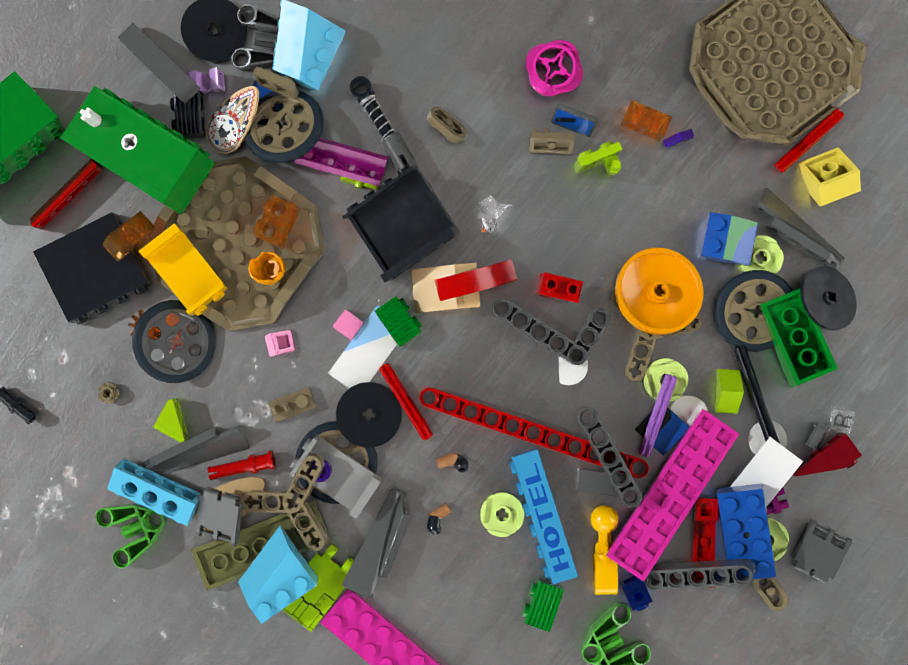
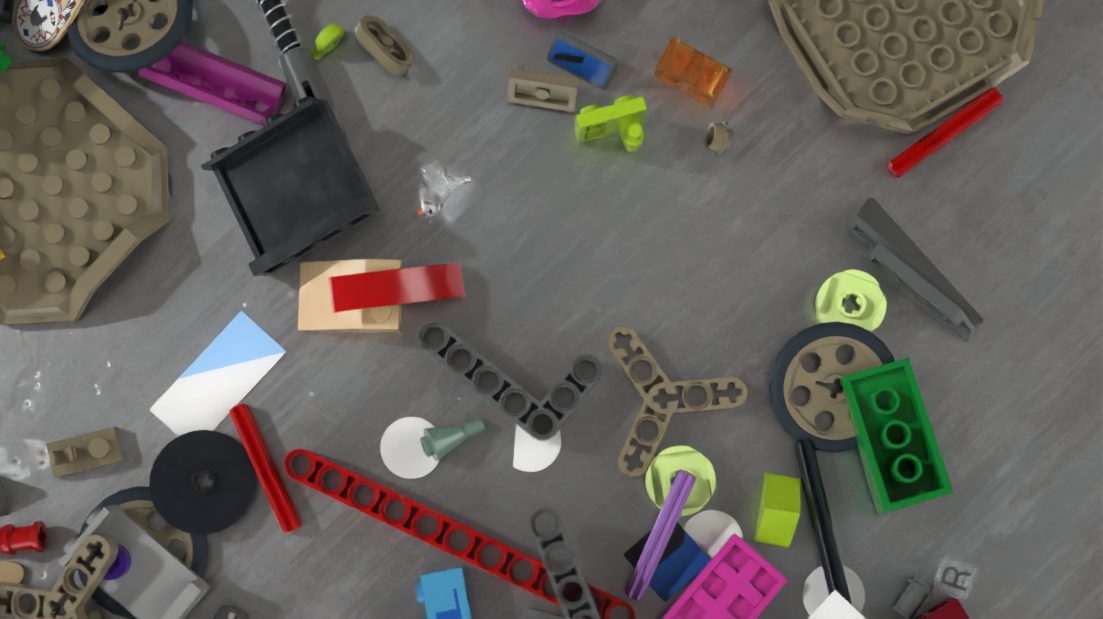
camera: 10 degrees right, 5 degrees down
(267, 268) = (68, 231): light orange hair -> none
(280, 342) = (80, 352): bright pink slope -> none
(282, 224) = (102, 165): clear orange brick -> none
(348, 324) = (189, 335): bright pink slope -> none
(358, 184) = (236, 121): lime piece -> none
(398, 321) = (268, 339): green brick -> none
(410, 125) = (328, 39): none -> lime piece
(454, 460) = (330, 571): arm -> none
(494, 378) = (403, 450): none -> white sticker
(513, 372) = (442, 440): none -> sand green cone
(558, 287) = (525, 313): red hips -> none
(659, 291) = (683, 338): light orange dish -> none
(666, 160) = (719, 137): none -> dark tan plate
(681, 136) = (744, 102): dark purple tile -> none
(729, 239) = (803, 269): blue slope -> none
(825, 283) = (946, 404): black piece -> none
(830, 176) = (972, 191): light yellow slope -> none

